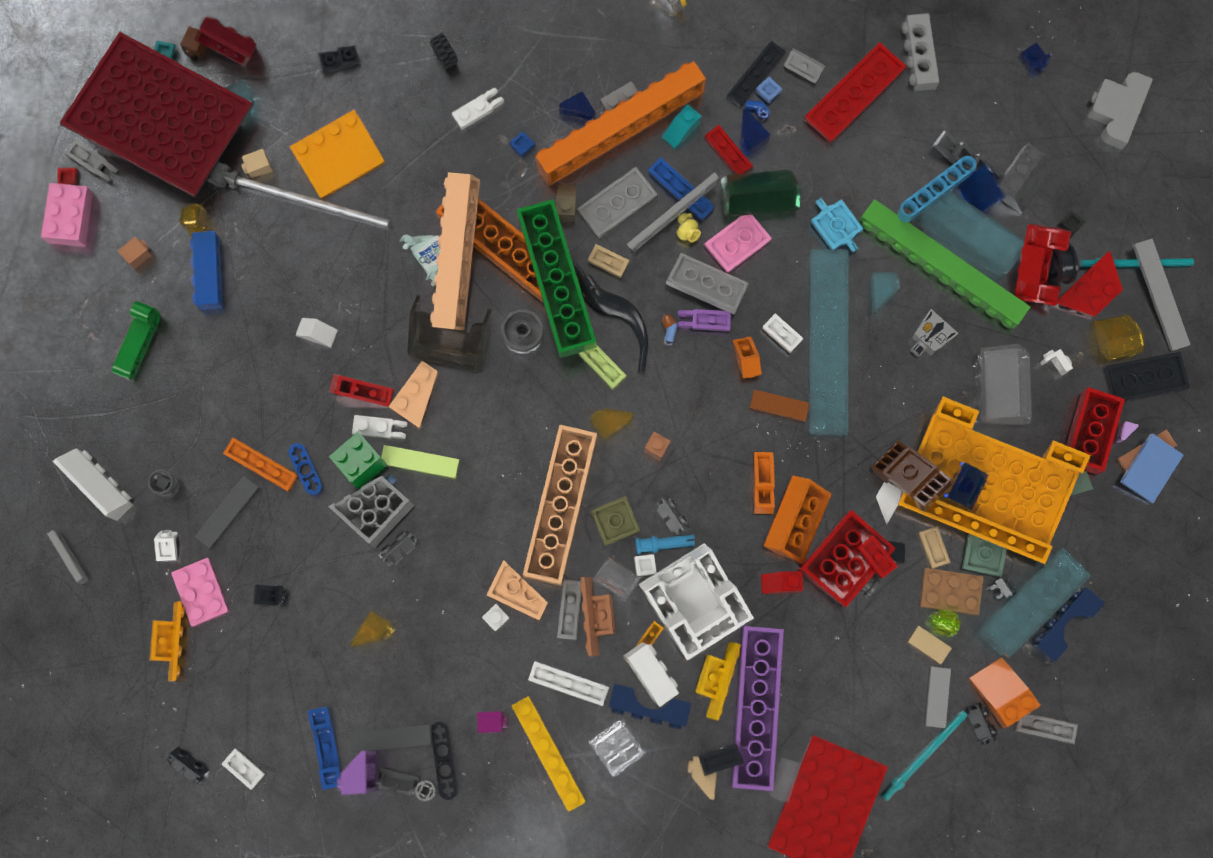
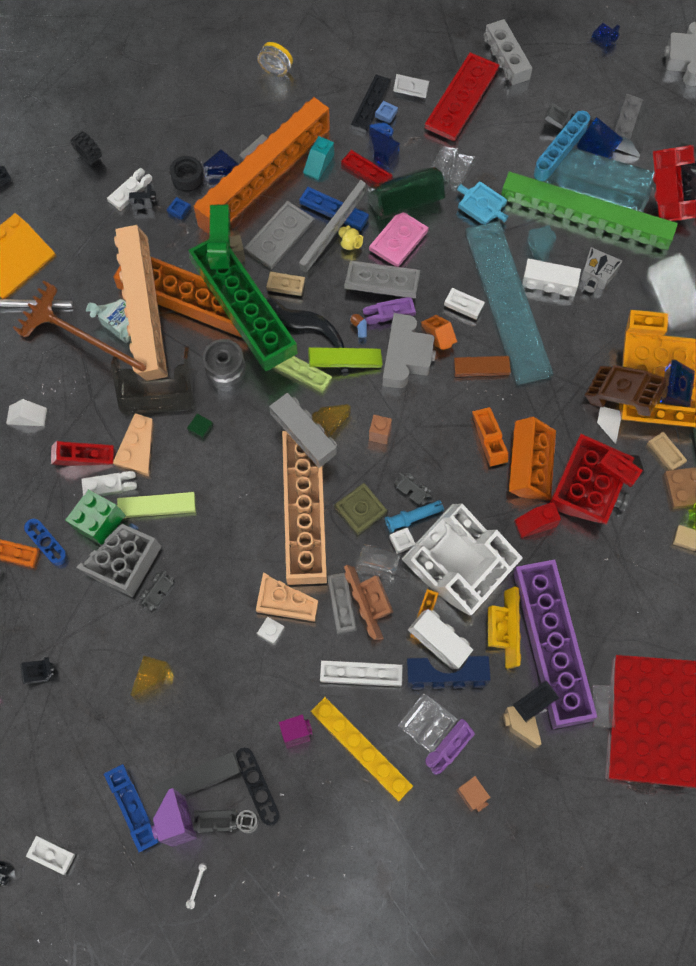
camera: 15 degrees left, 10 degrees down
(357, 229) = (43, 313): none -> dark orange piece
(357, 847) = (190, 904): none -> white hinge
(482, 391) = (200, 426): none -> dark green tile
(486, 126) = (142, 199): none -> black bracket
(543, 119) = (183, 162): none -> black tyre
(550, 207) = (219, 245): none -> green beam
(579, 431) = (303, 430): none -> light grey brick
(629, 777) = (450, 747): none -> medium lavender hinge
(638, 826) = (474, 794): none -> nougat brick
(644, 360) = (345, 357): none -> lime tile
(708, 370) = (407, 352): none -> light grey brick
(818, 172) = (453, 165): none -> clear slope
(880, 329) = (551, 277): none -> white brick

